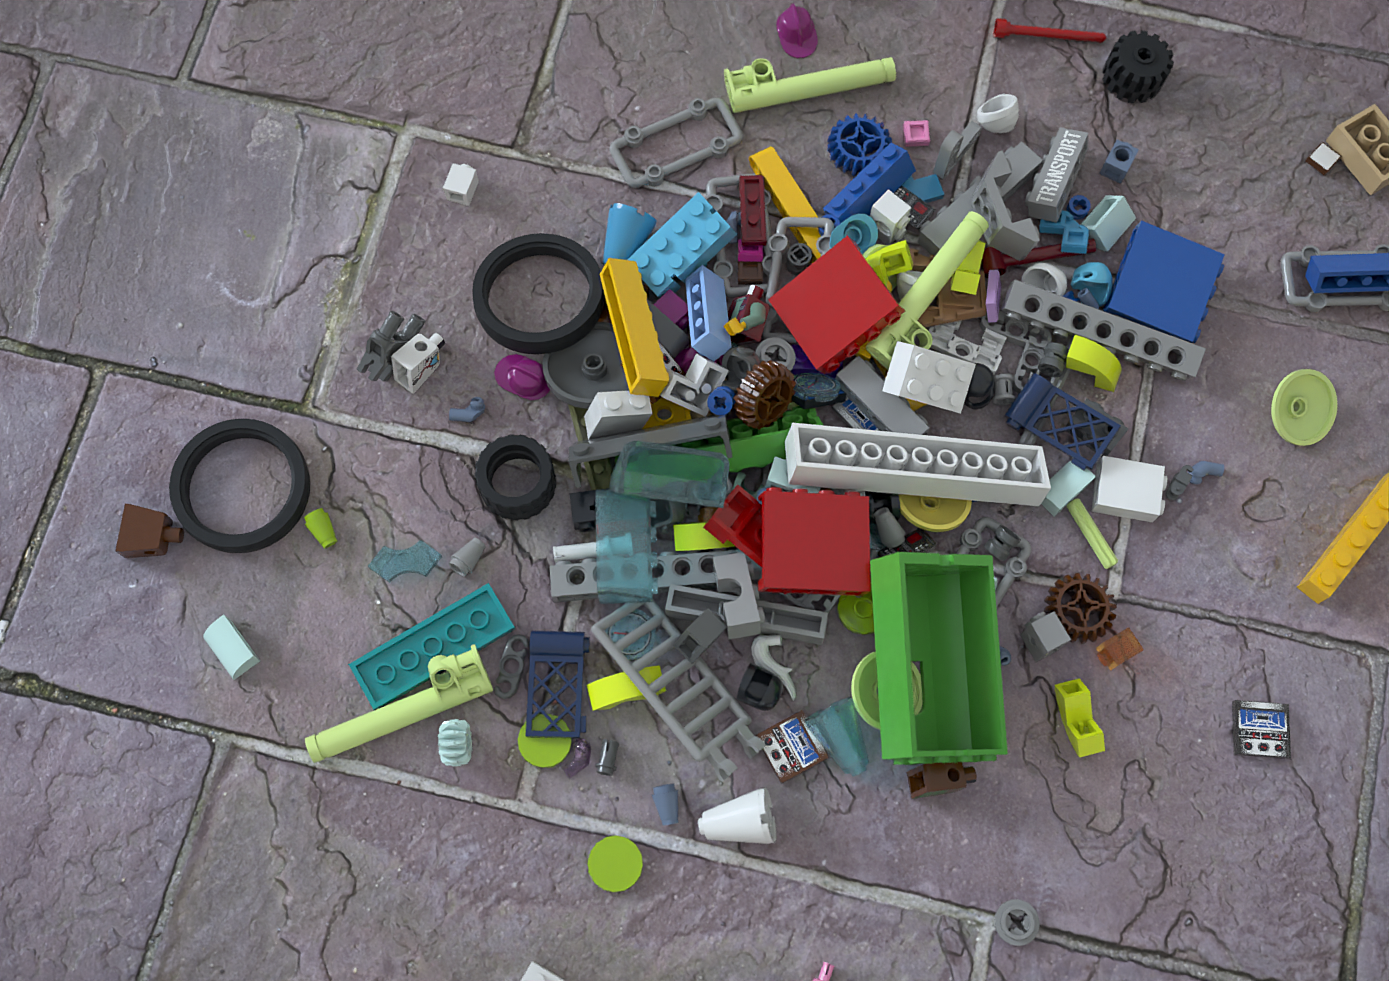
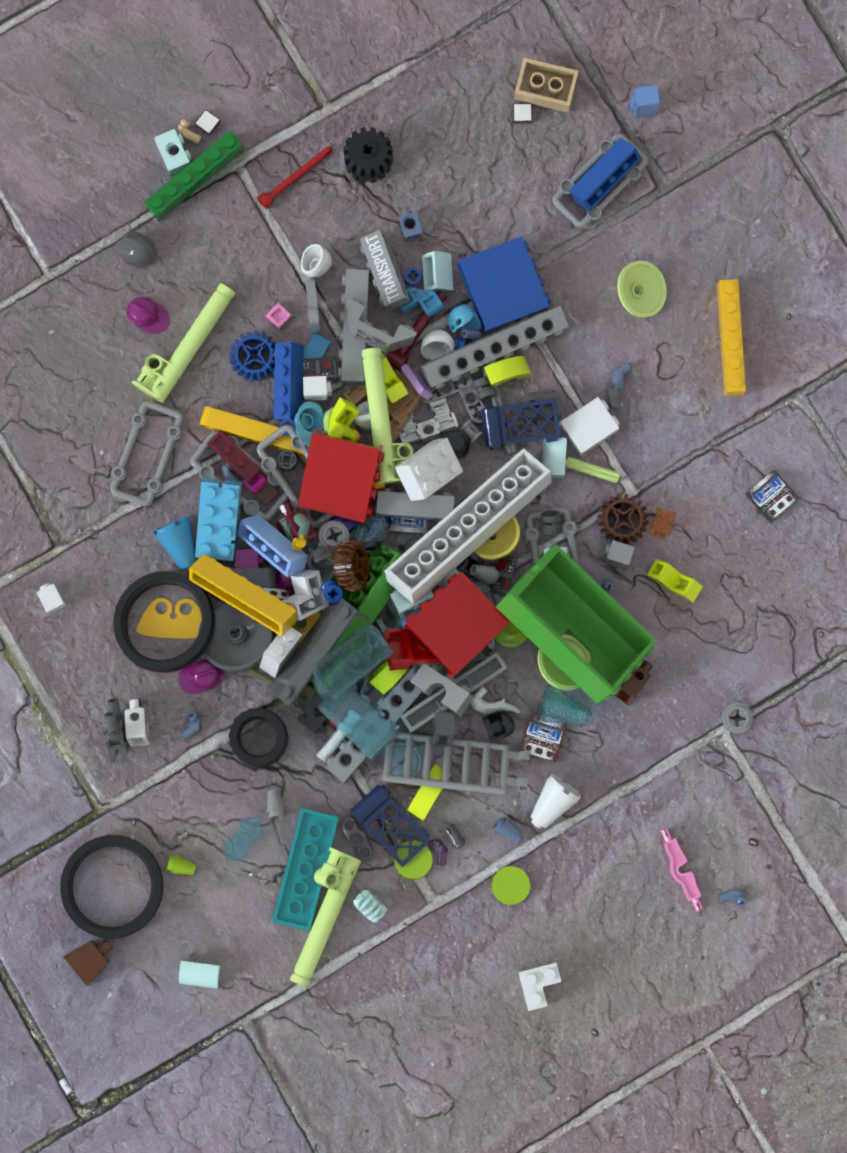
camera: 40 degrees left, 10 degrees up
(535, 300) = (162, 626): none -> yellow piece

